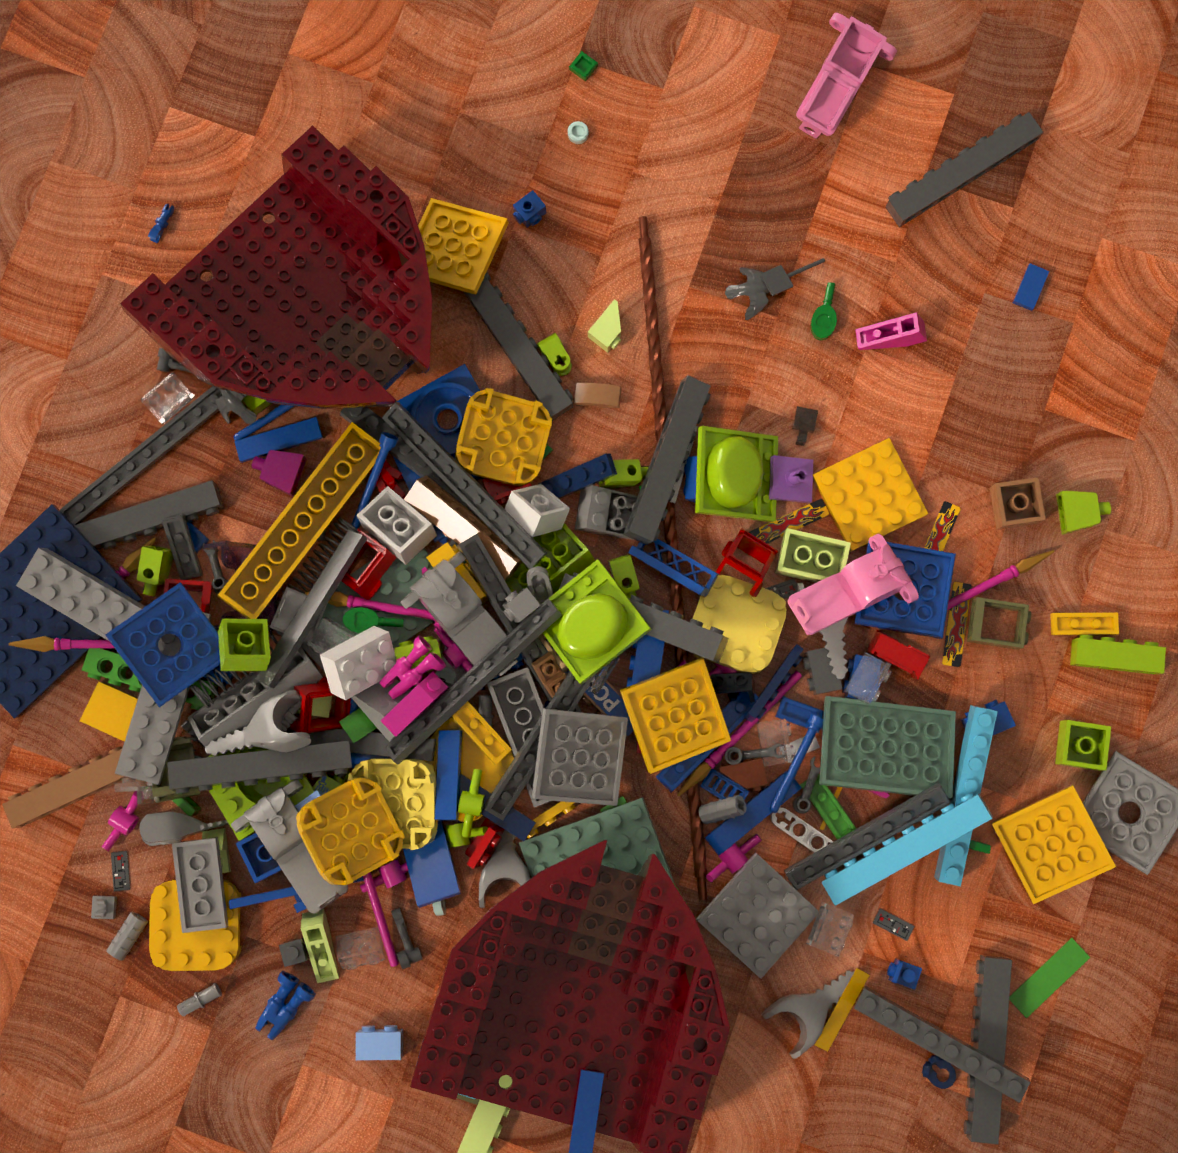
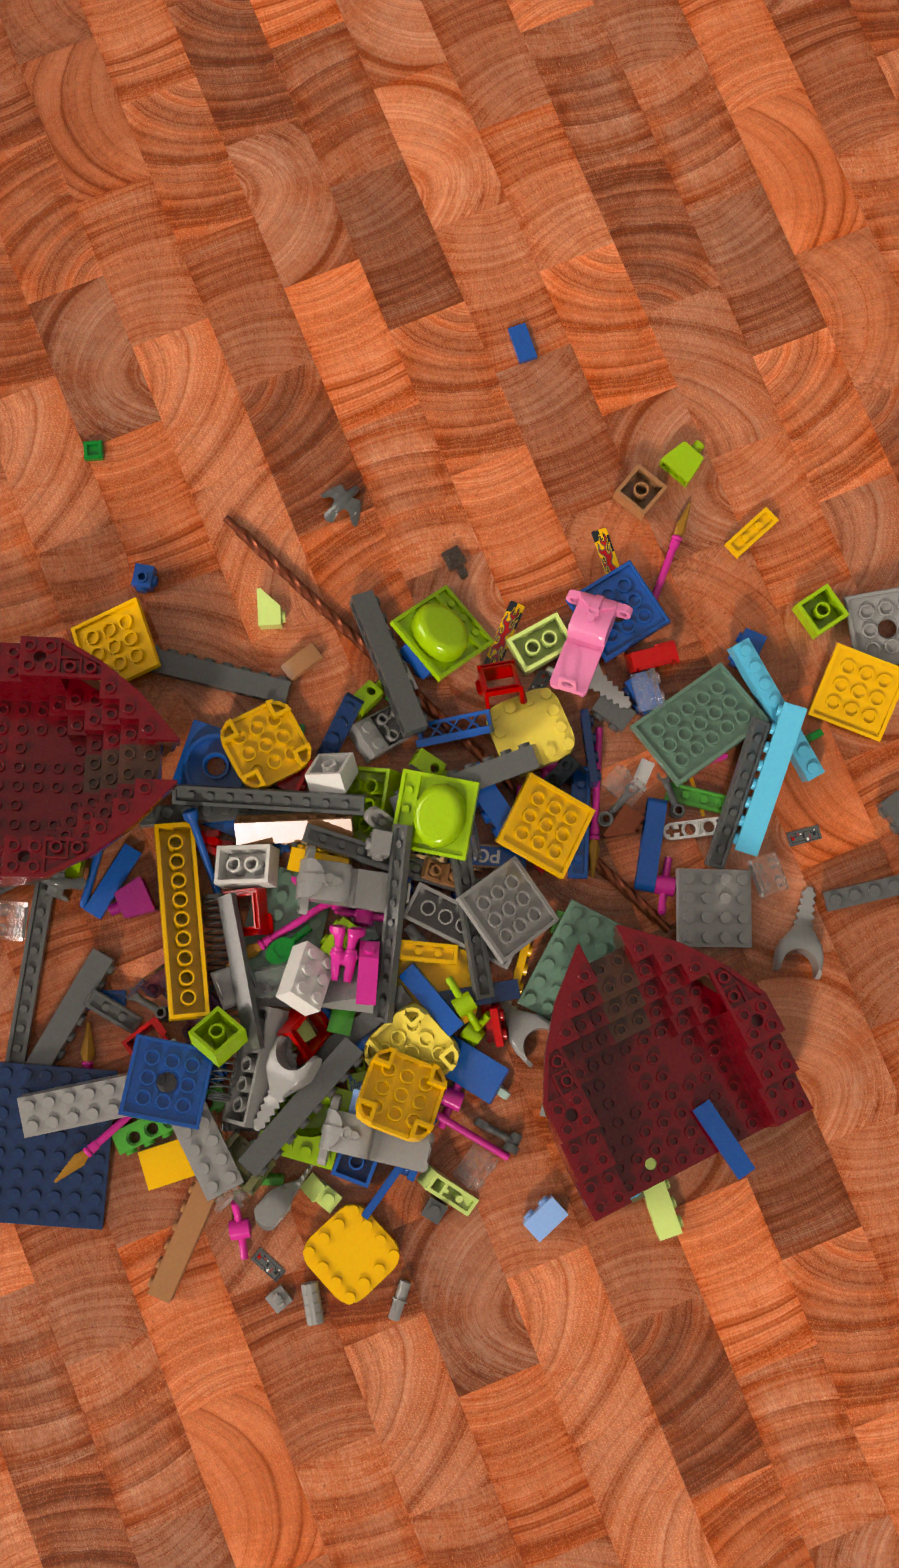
camera: 45 degrees left, 0 degrees up
(154, 567) = (106, 1034): lime torso -> none
(200, 885) = (332, 1223): light grey plate -> none
(277, 1011) = (462, 1258): blue piece -> none
(555, 352) = (247, 658): lime piece -> none
(578, 132) = (130, 498): light aqua tile -> none
(722, 809) = (629, 860): light grey axle -> none
(744, 792) = (634, 840): blue slope -> none
(777, 279) = (354, 481): dark grey piece -> none
(791, 479) = (480, 605): medium lavender tile -> none
(796, 712) = (622, 753): blue tile -> none
(815, 724) = (640, 752): blue piece -> none
(824, 317) = (406, 480): green piece -> none
(841, 74) = (274, 308): bright pink piece -> none
(842, 1009) = (821, 919): yellow sticker -> none
(870, 494) = (539, 570): yellow plate -> none
(892, 333) = (460, 451): dark pink slope -> none
(904, 973) = (839, 860): blue bracket -> none
(956, 628) = (672, 608): sticker -> none
(963, 169) = (410, 303): dark grey brick -> none
(976, 621) = (681, 591): olive window -> none
(1118, 655) = (791, 534): lime brick -> none

